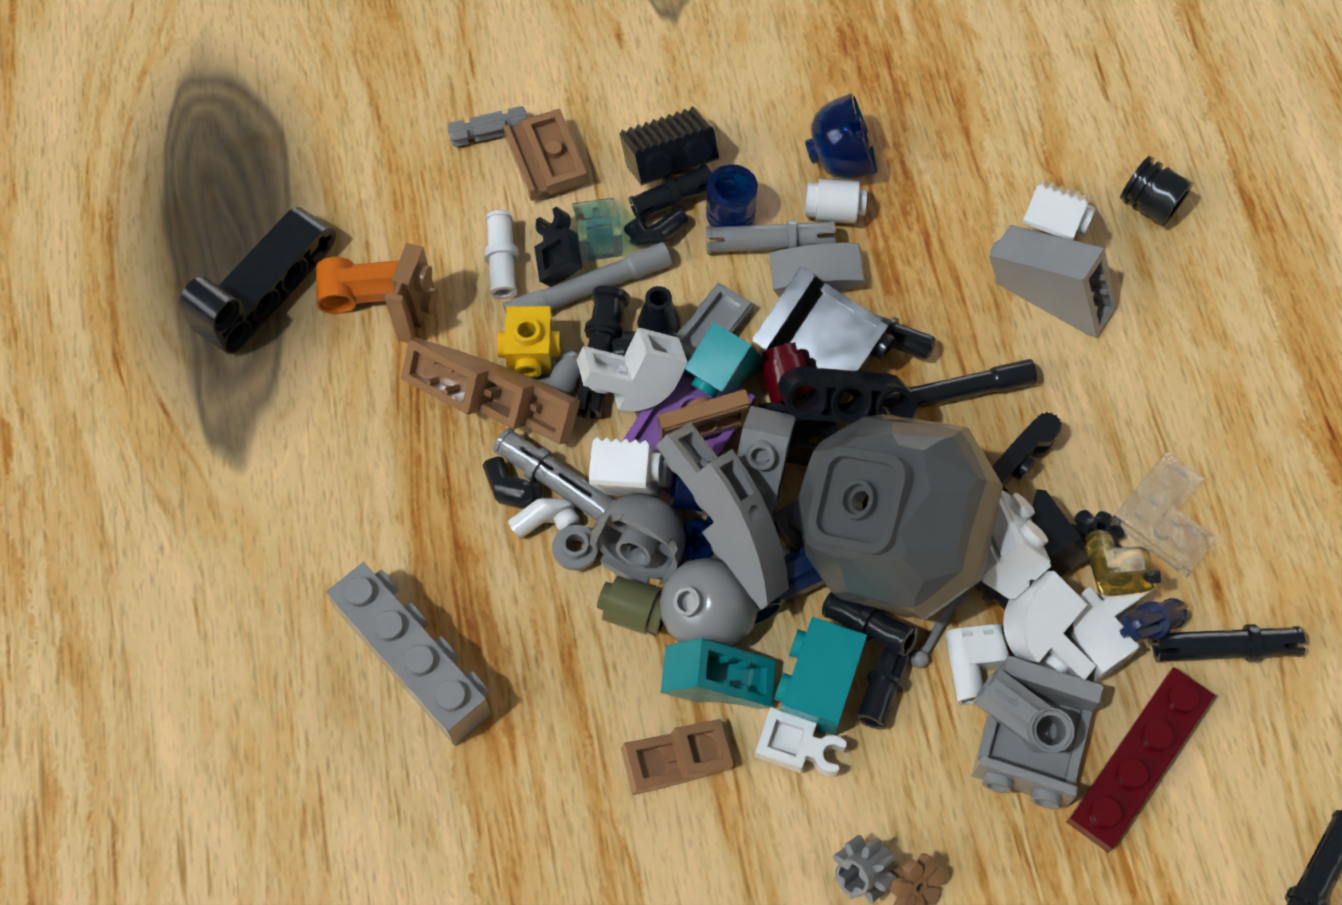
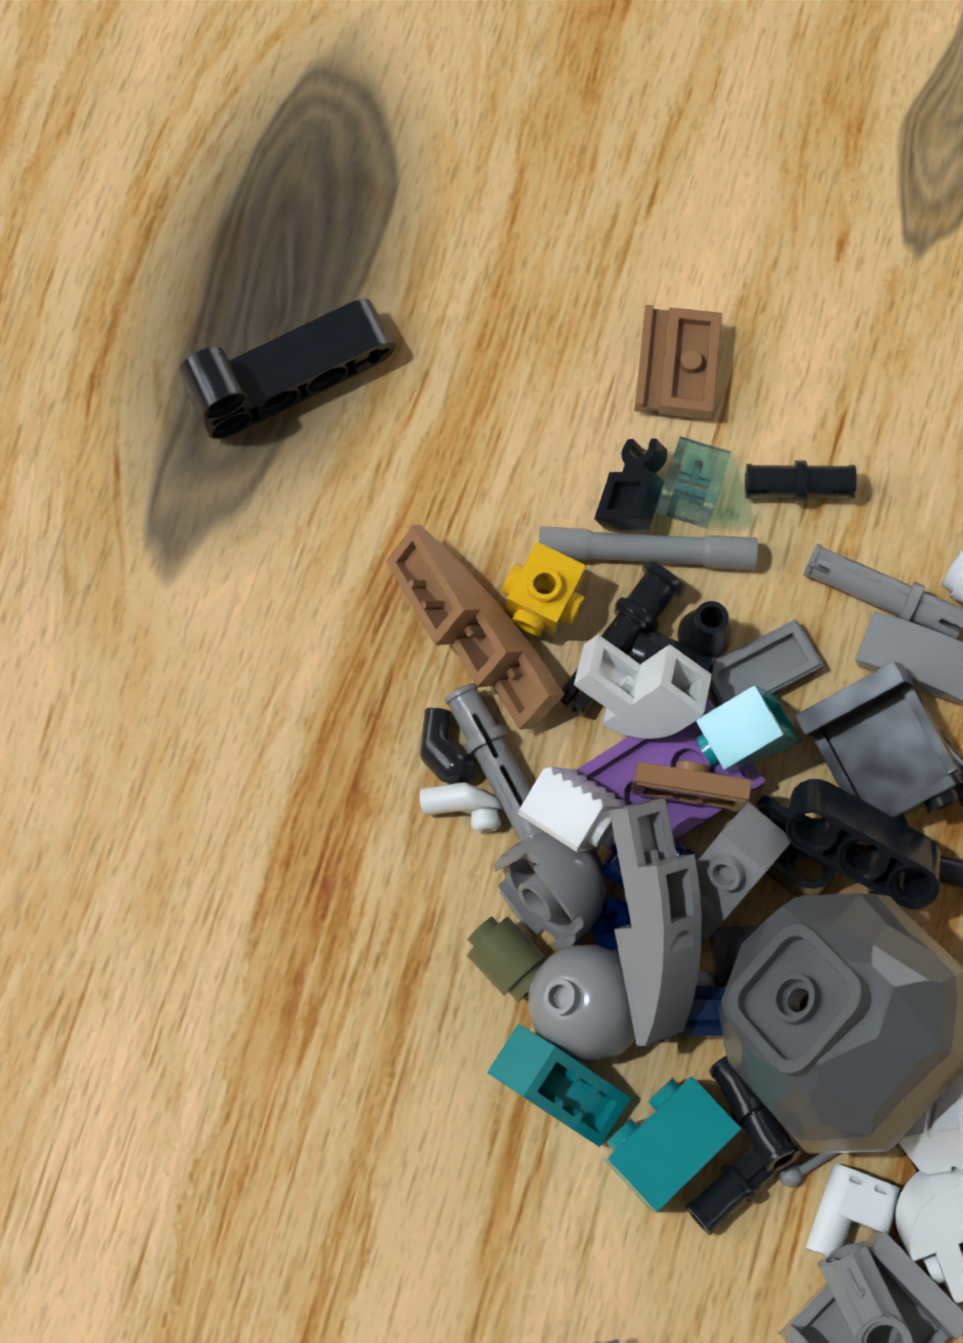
camera: 25 degrees right, 10 degrees up
(345, 284) = (377, 418): orange piece -> none
(409, 653) = (243, 891): light grey brick -> none
(412, 293) = (443, 471): medium nougat plate -> none
(485, 126) = (628, 292): light grey axle -> none
(501, 254) = (567, 464): white pin -> none
(565, 373) = (566, 647): light grey arm -> none
(574, 560) = (465, 869): light grey plate -> none
(661, 231) = (756, 523): black arm -> none
(669, 145) = (825, 422): black brick -> none
(676, 757) = (471, 1148): medium nougat slope -> none
(731, 196) = (864, 524): clear blue piece -> none
(776, 362) = (812, 760): dark red brick -> none
(790, 741) = (599, 1198): white plate -> none

